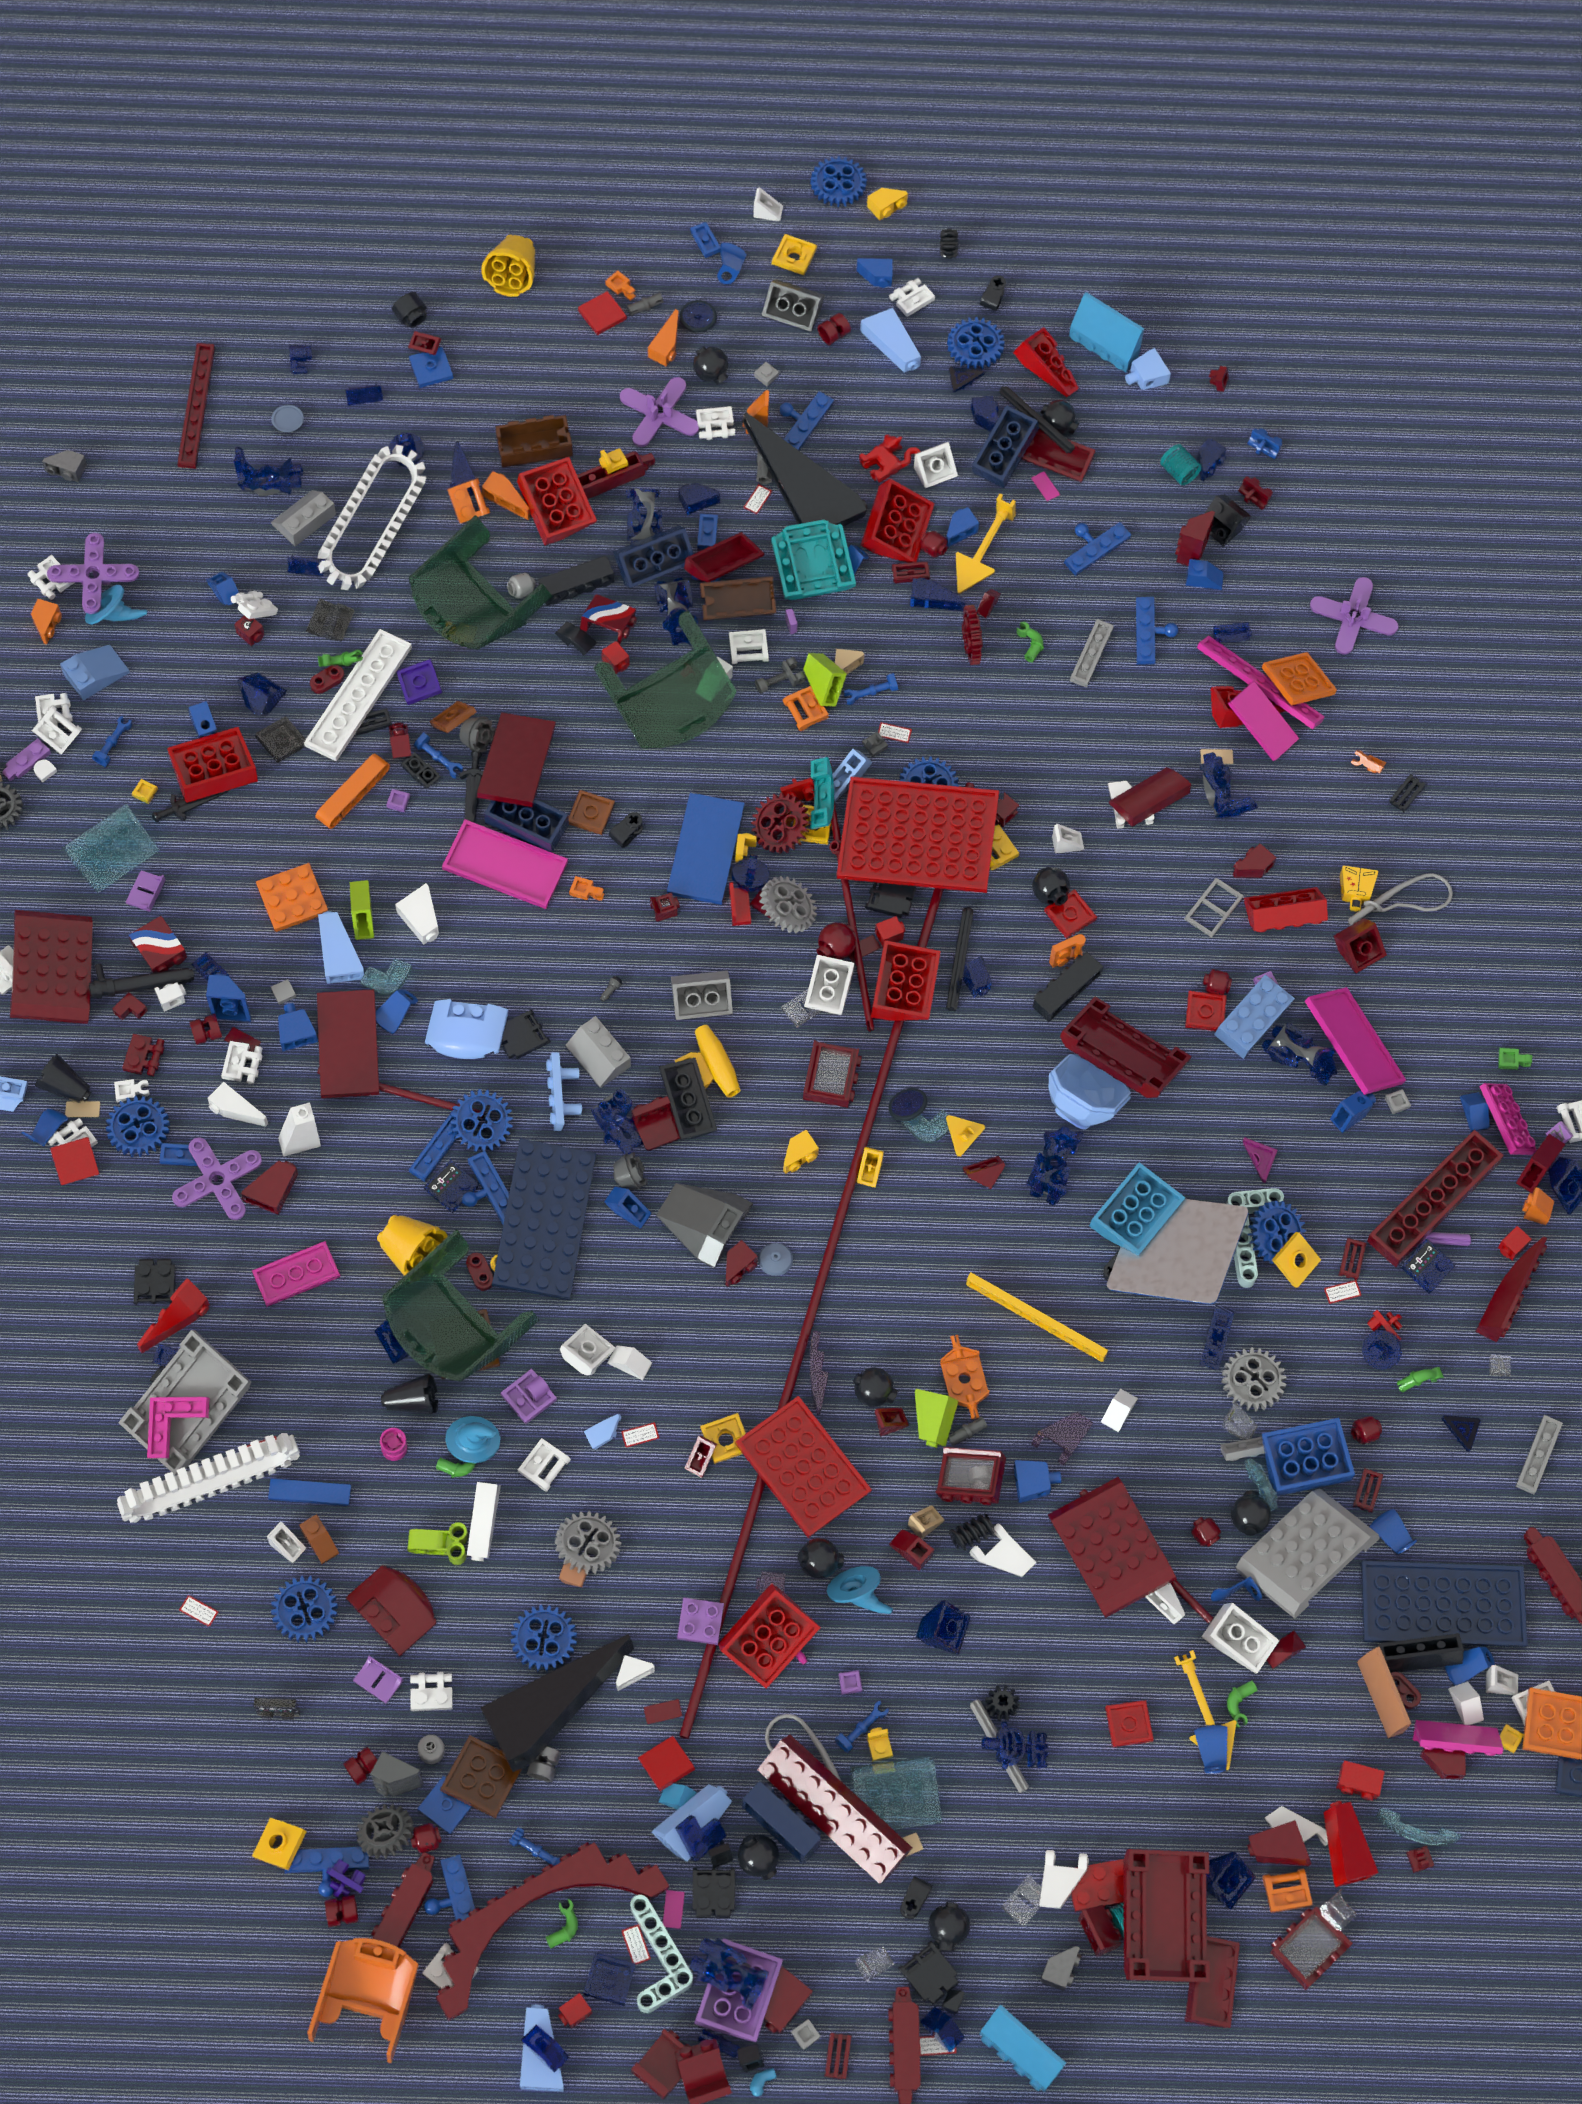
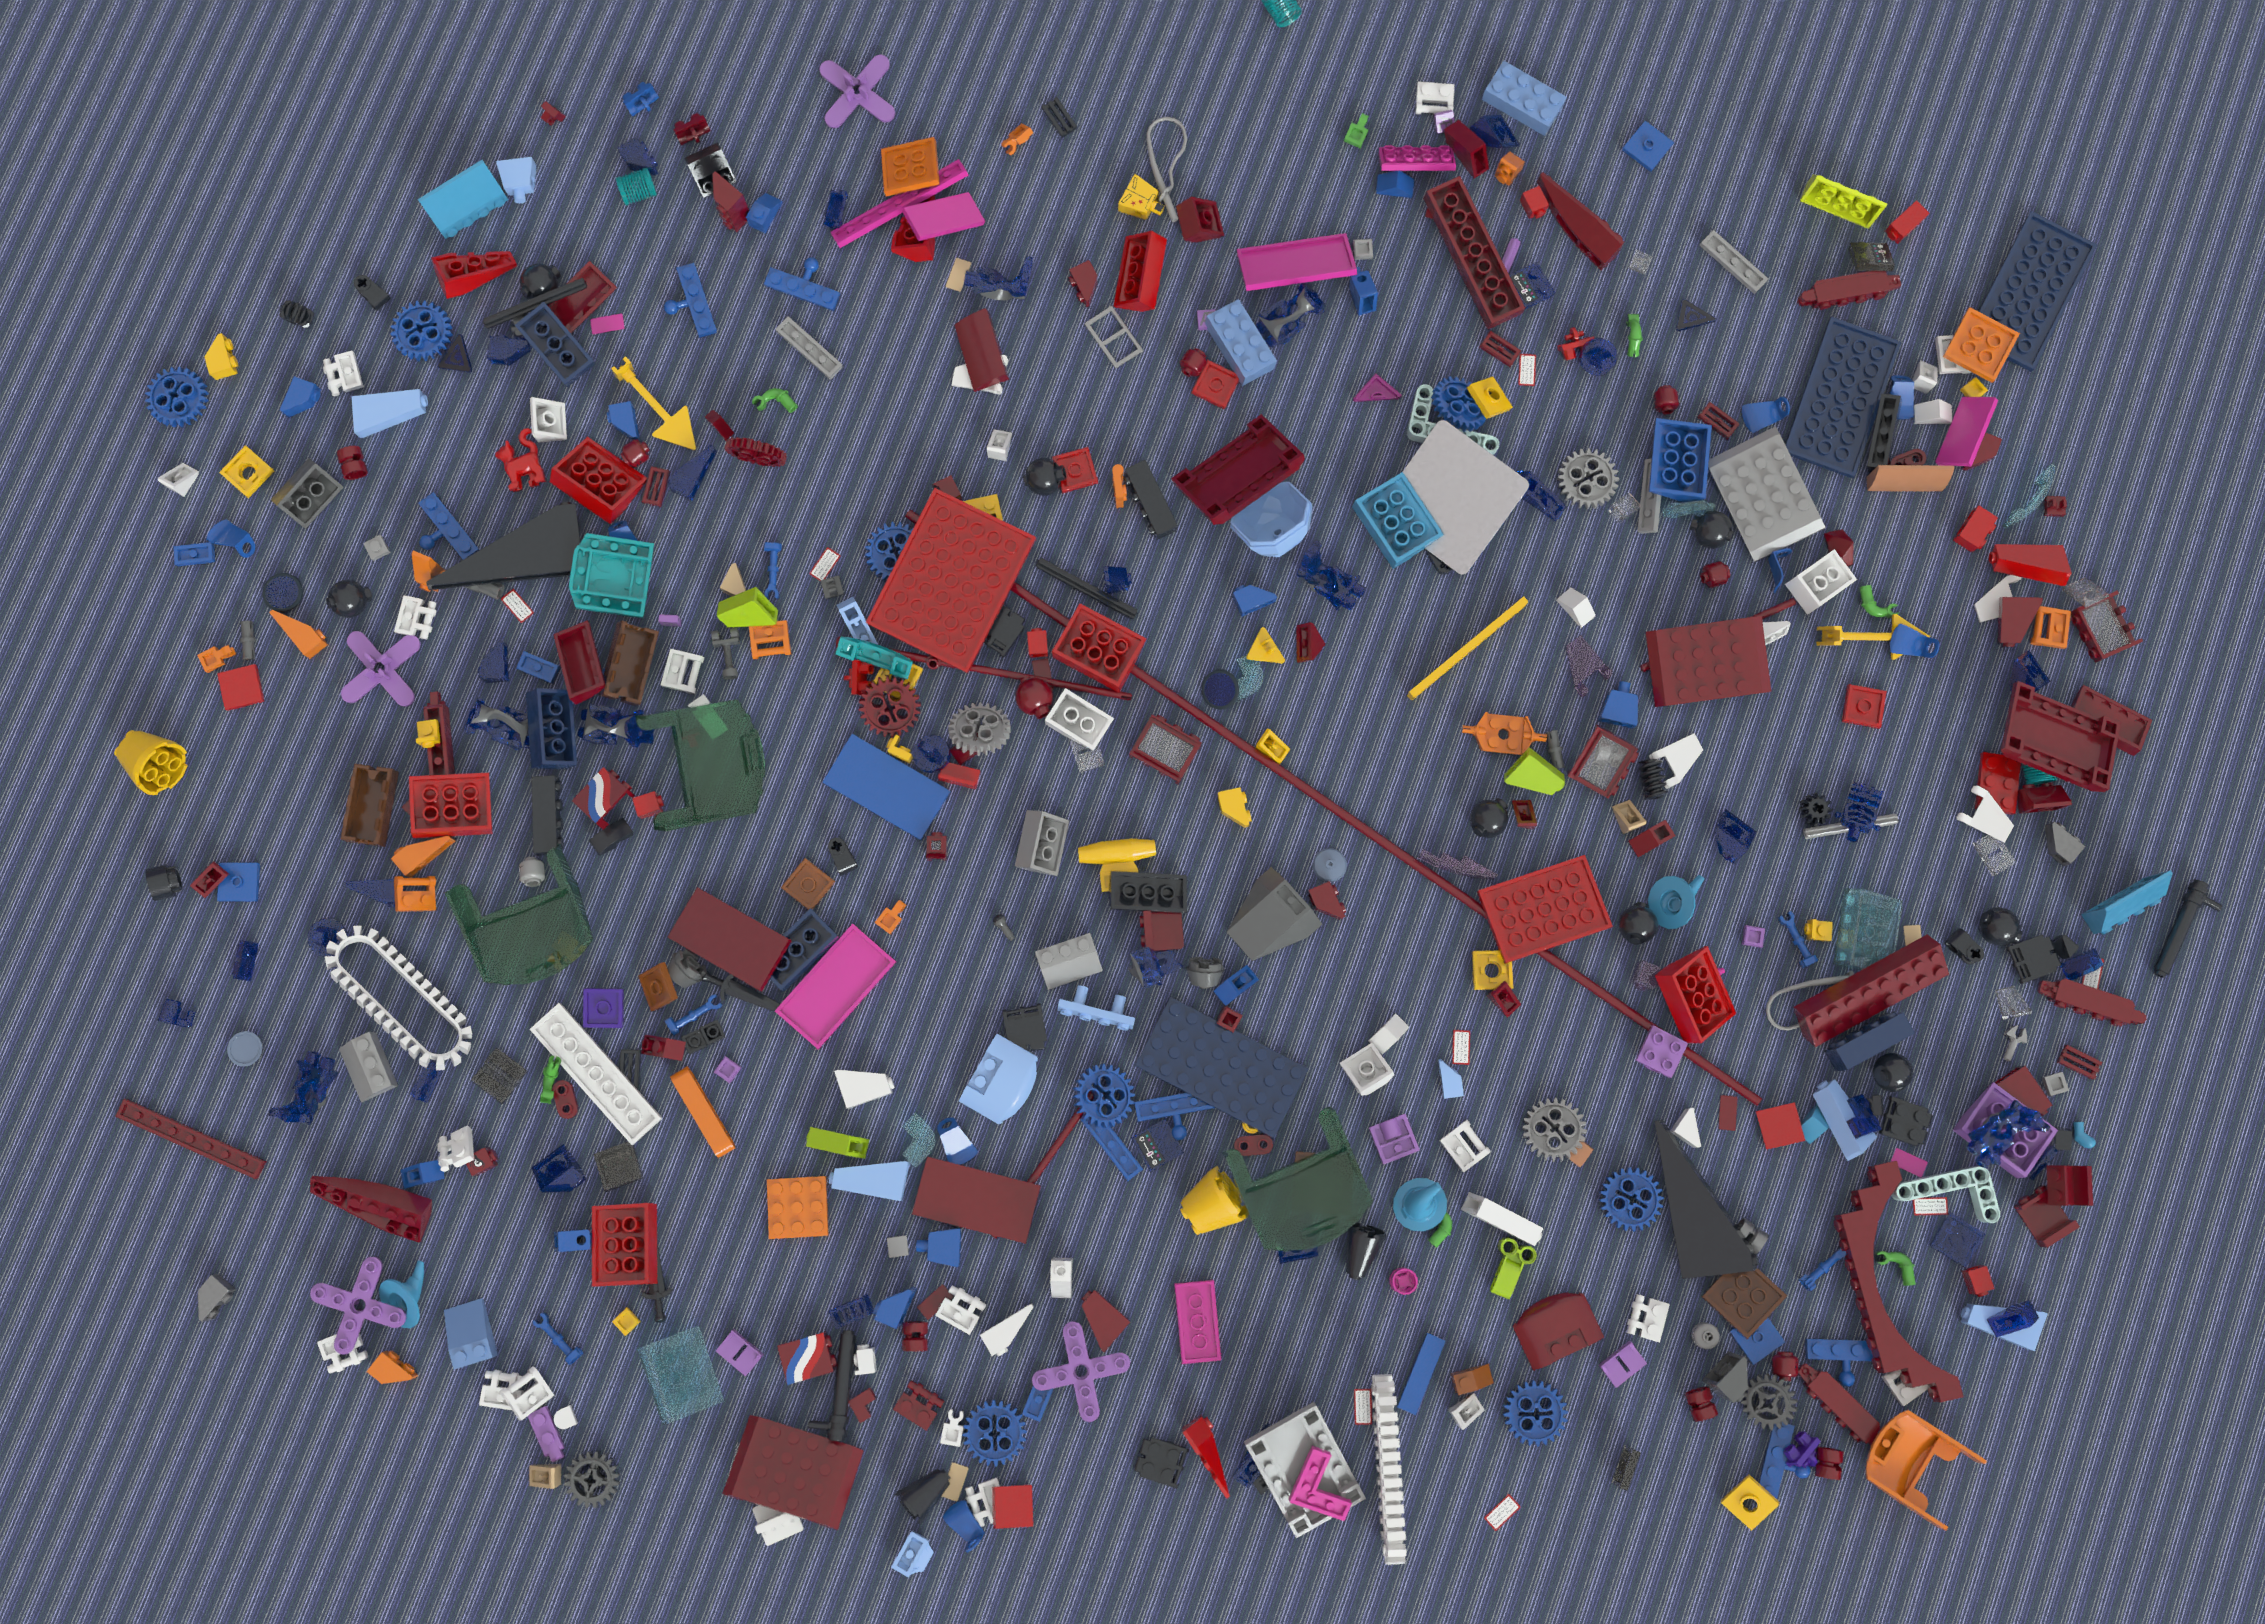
camera: 70 degrees left, 15 degrees up
(186, 562) = (378, 1204): none -> dark red wedge
(593, 1210) = (1228, 1018): none -> dark red slope
(835, 1980) = (2014, 1041): none -> light grey bar
(1006, 1105) = (1251, 599): none -> blue slope

